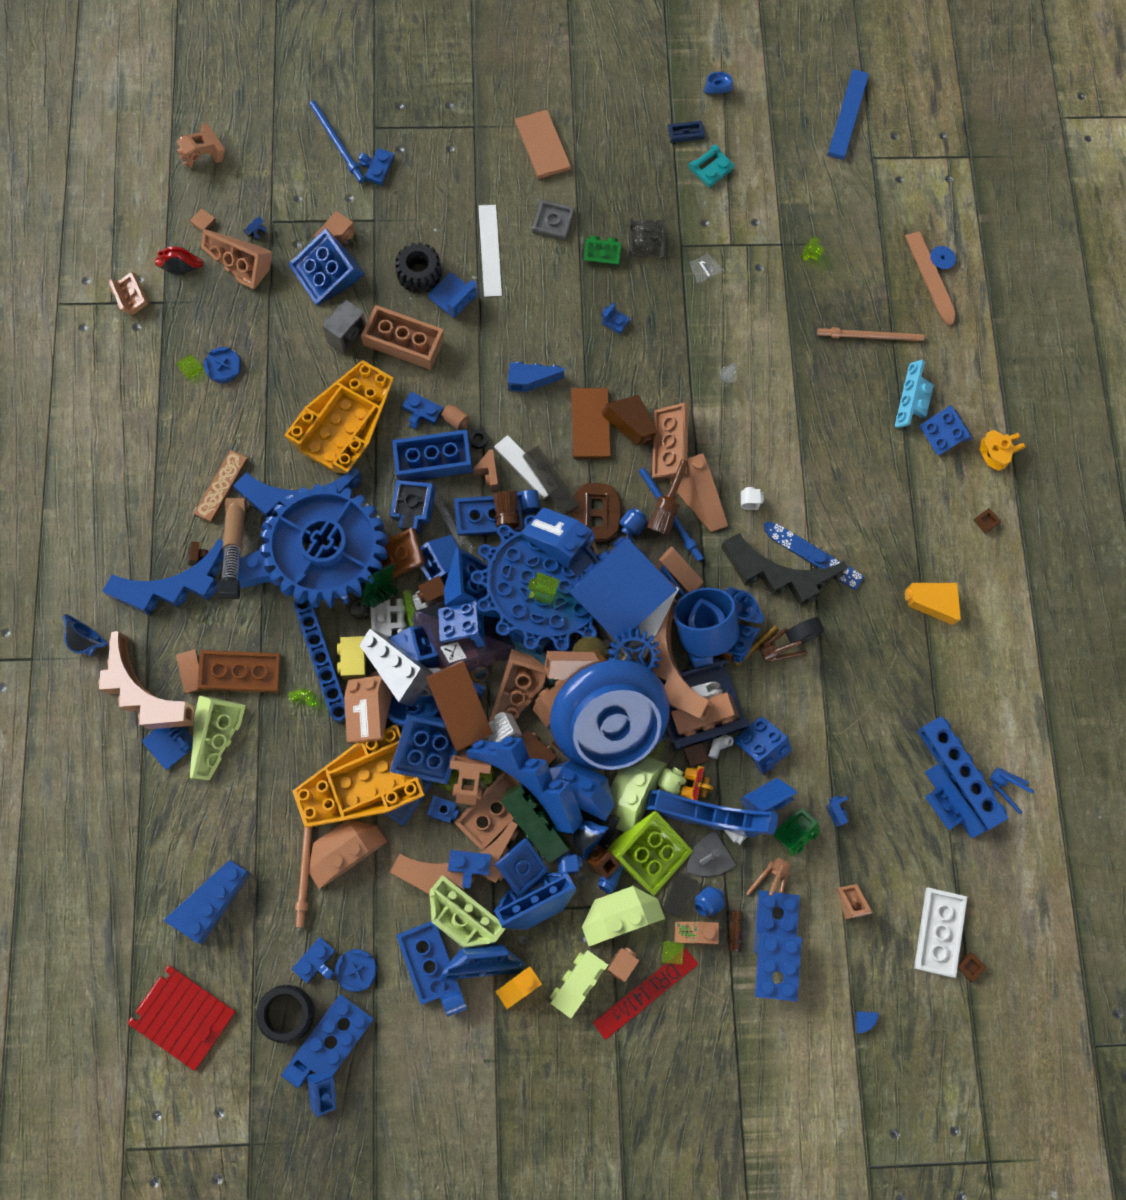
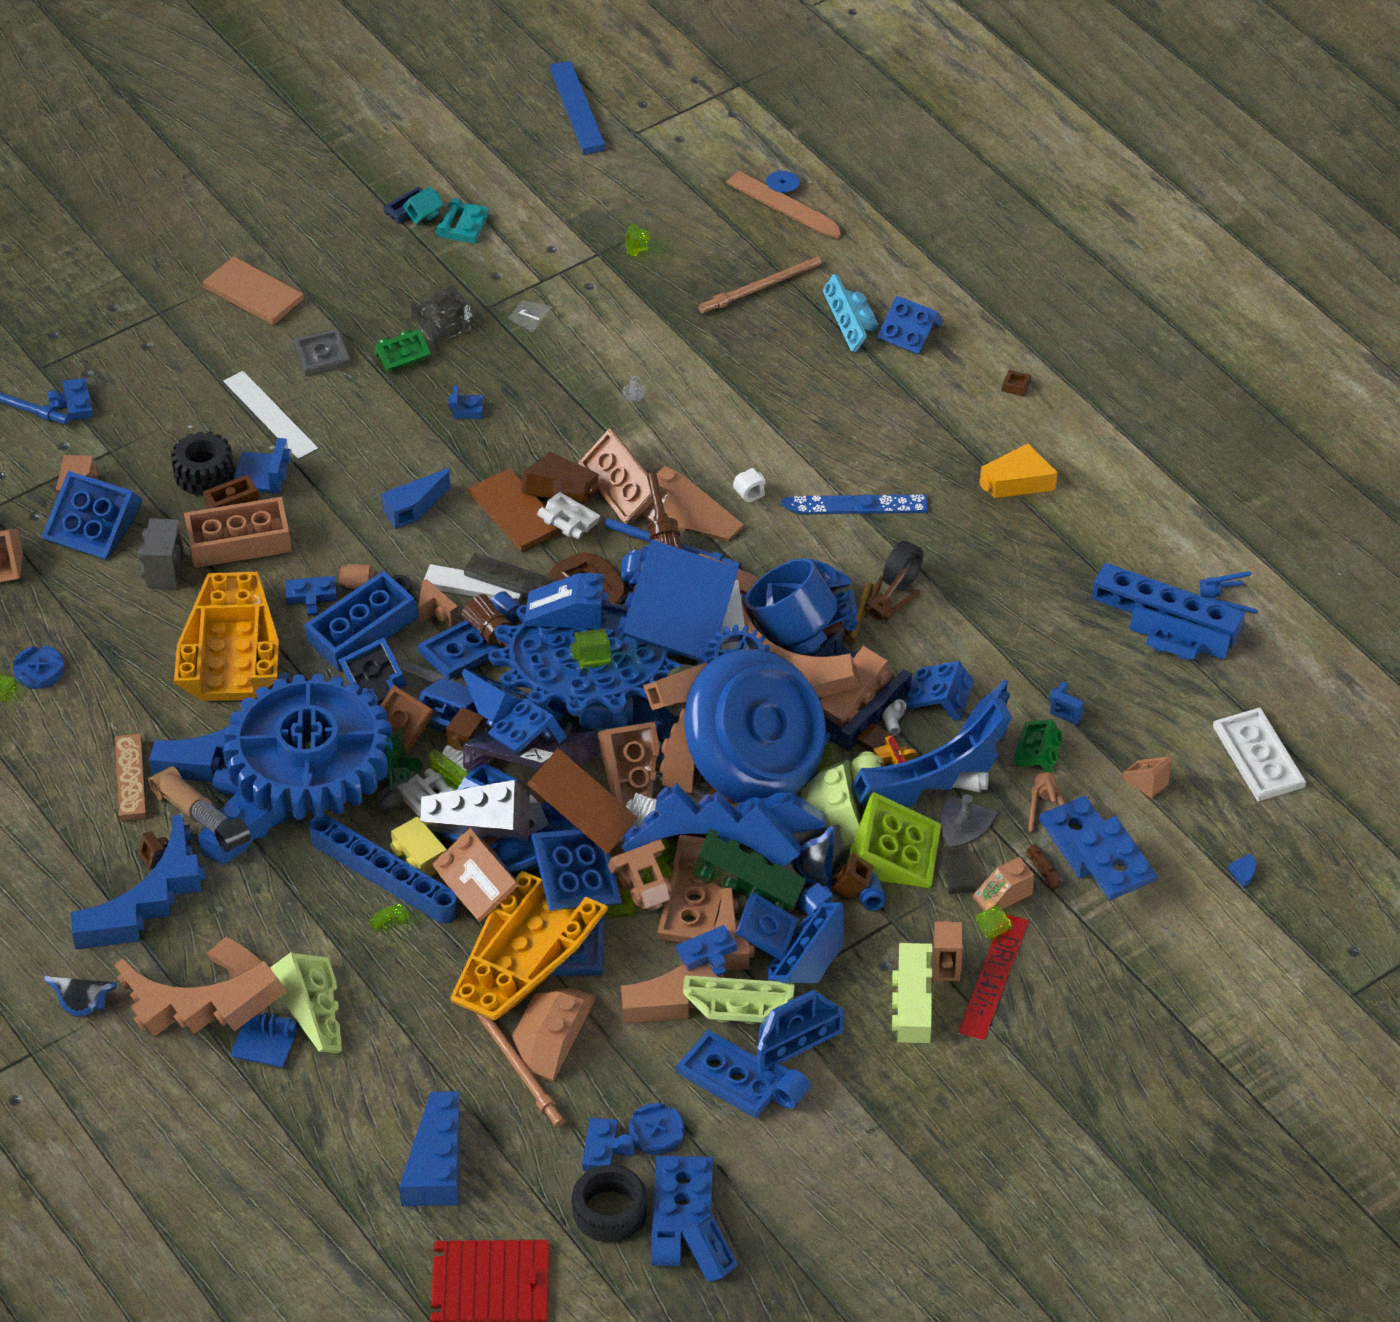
camera: 25 degrees left, 25 degrees down
(238, 671) = (295, 928): dark orange tile -> none
(417, 307) = (231, 493): none -> reddish brown brick
(434, 810) = (635, 931): blue brick -> none
(518, 987) = (852, 1028): light orange slope -> none
(620, 914) = (909, 917): yellowish green wedge -> none
(622, 450) = (568, 515): none -> white plate
(693, 140) = (423, 205): none -> teal brick
(709, 902) = (995, 851): blue head -> none
(718, 83) = (411, 144): blue piece -> none
(778, 578) = (832, 538): pearl dark grey arch -> none
(971, 967) = (1314, 766): reddish brown tile -> none
(1000, 449) = (978, 311): light orange hinge -> none

